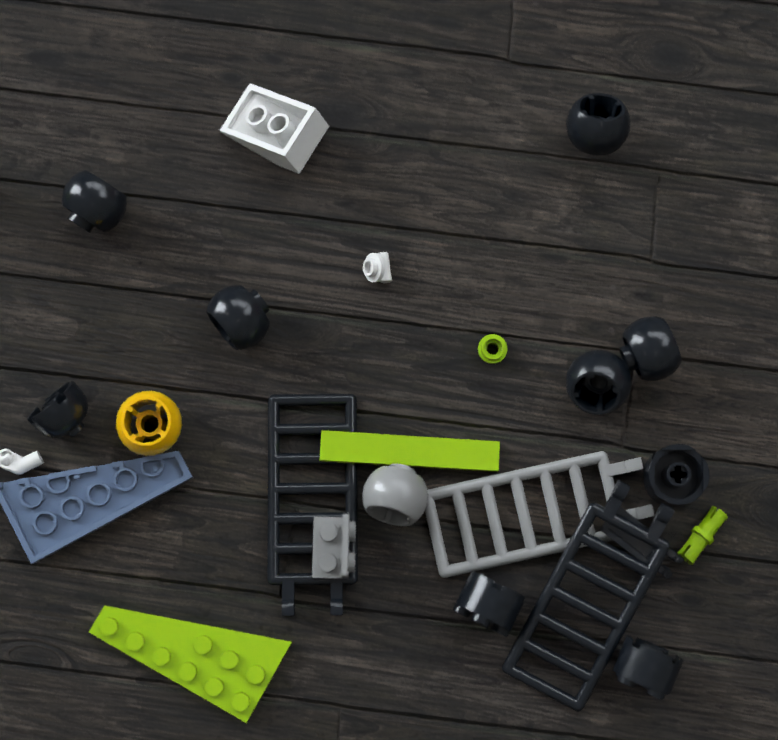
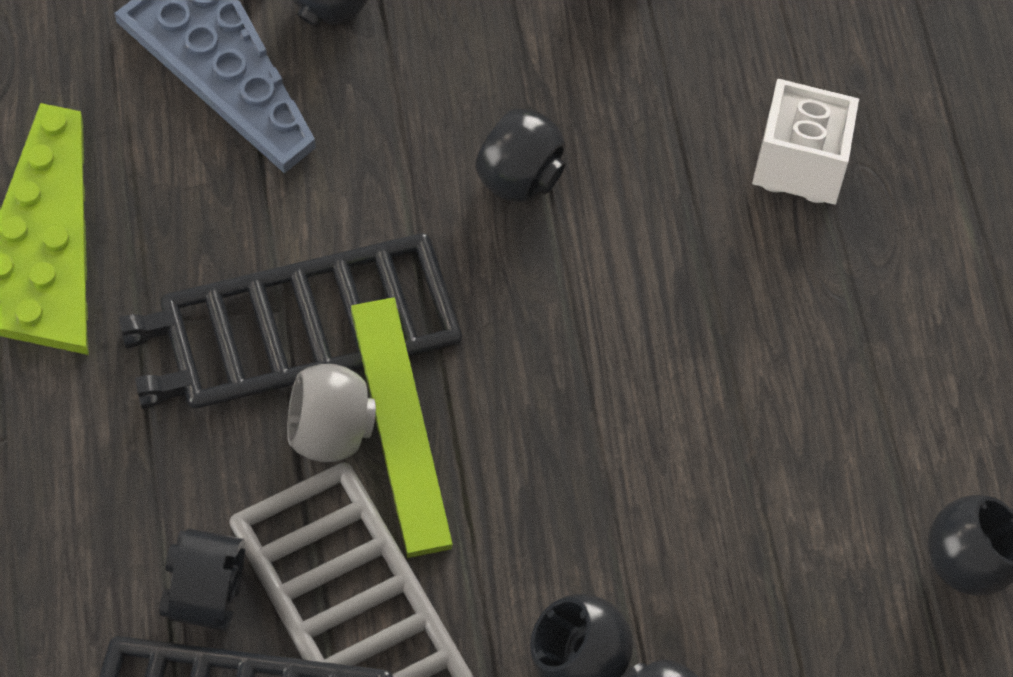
camera: 75 degrees right, 20 degrees down
(167, 436) = (329, 88): yellow wheel -> none
(332, 547) = (232, 355): light grey bracket -> none
(377, 267) = (655, 320): white plate -> none
(496, 340) = (588, 489): lime plate -> none

